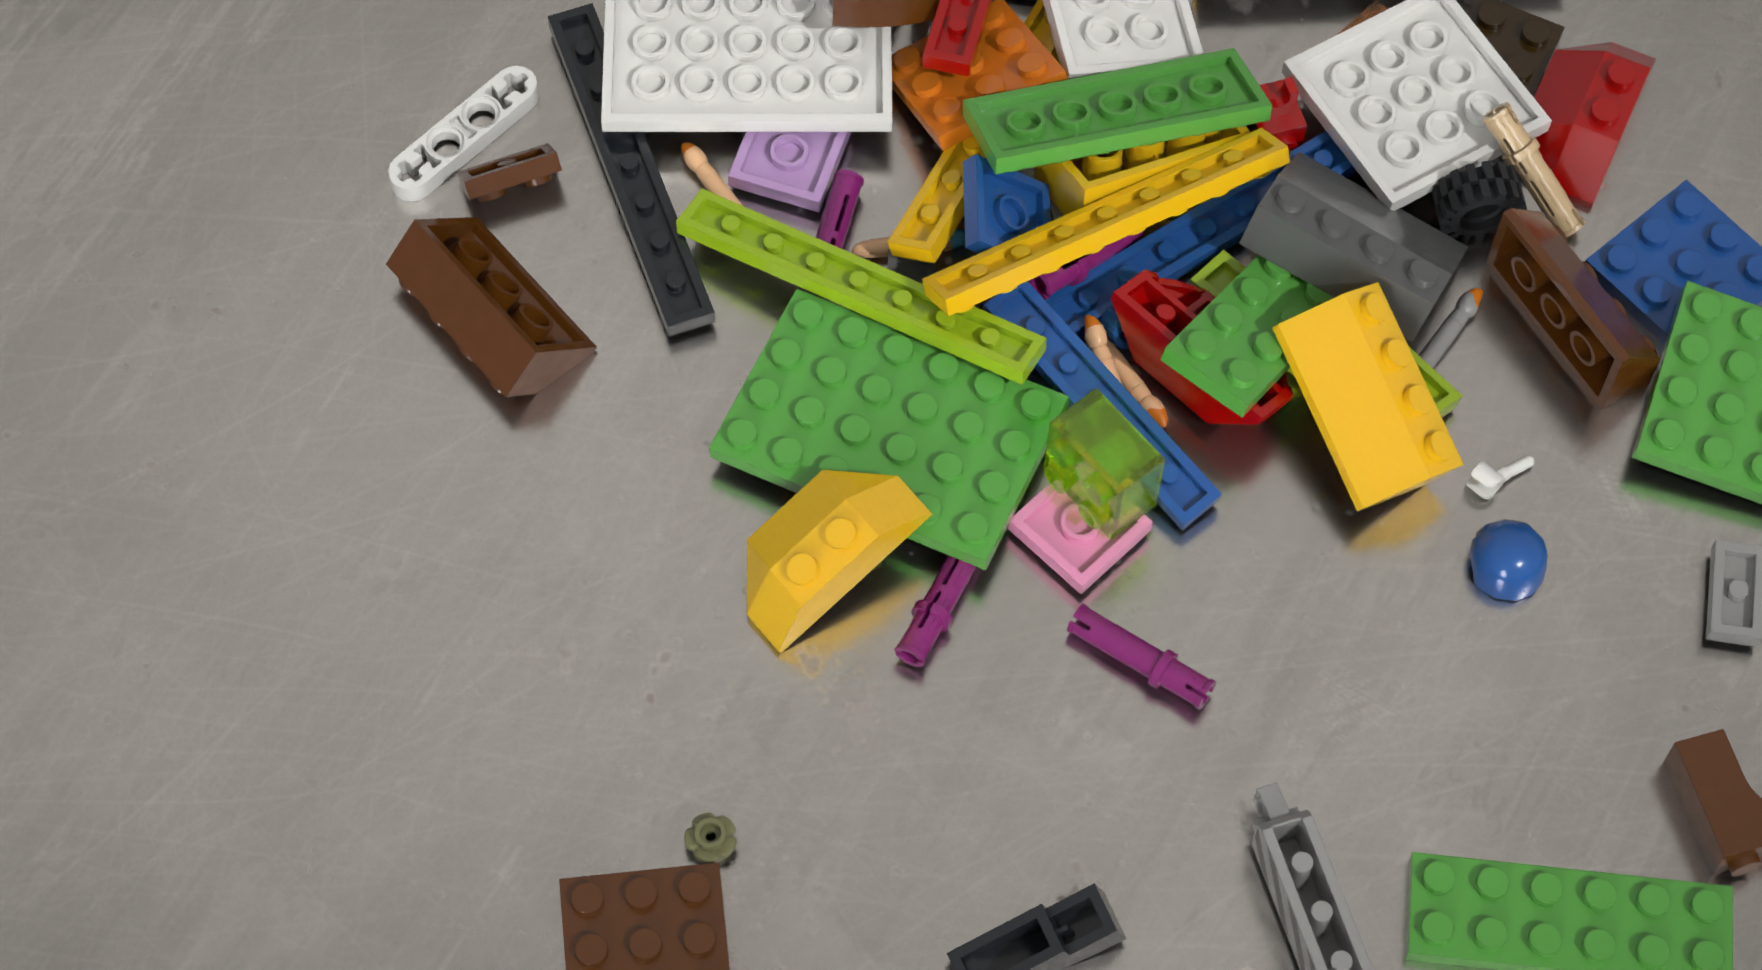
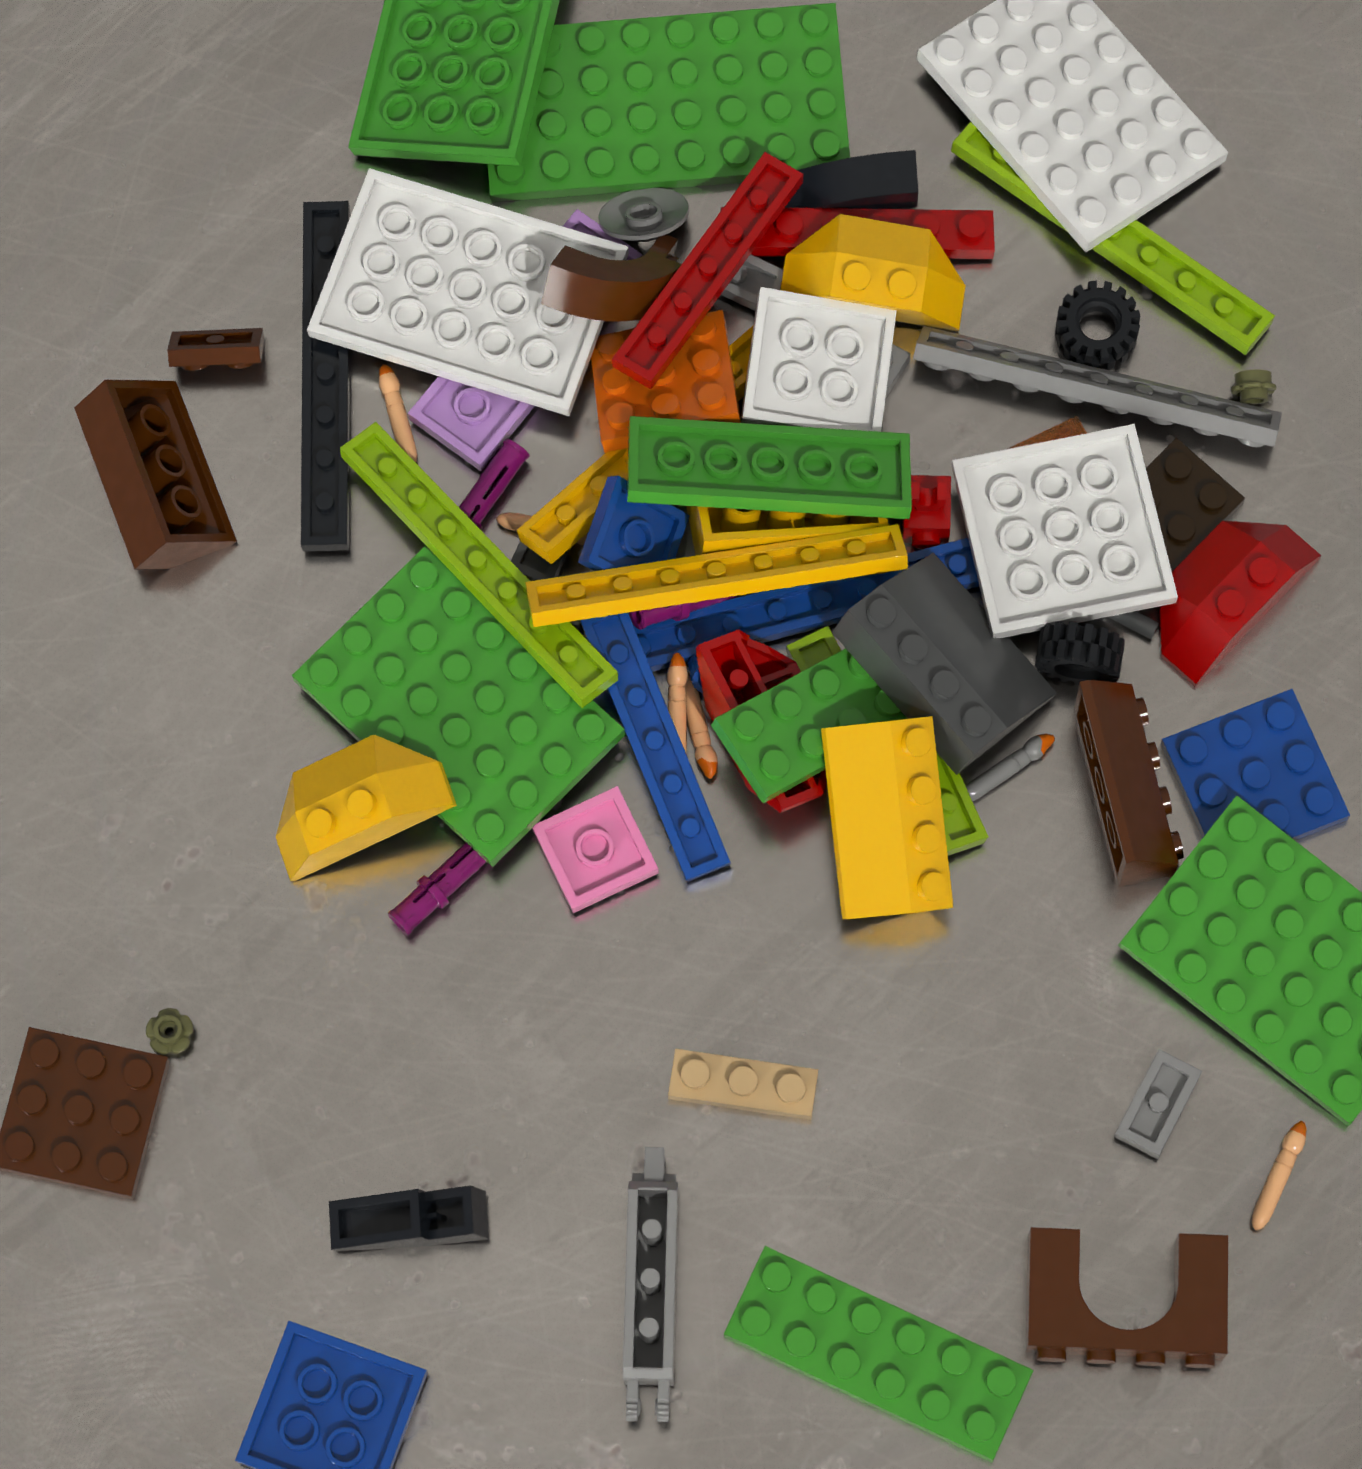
camera: 25 degrees right, 10 degrees up
(458, 128) = (195, 301): white beam -> none
(1102, 464) = (623, 810): clear neon green brick -> none
(1159, 666) = (612, 1004): magenta pin -> none
(1320, 704) = (743, 1084): none -> tan plate
(1487, 481) = (979, 924): white hand -> none
(1508, 559) = (966, 1004): blue hair -> none
(1523, 154) = (1135, 626): tan pin -> none

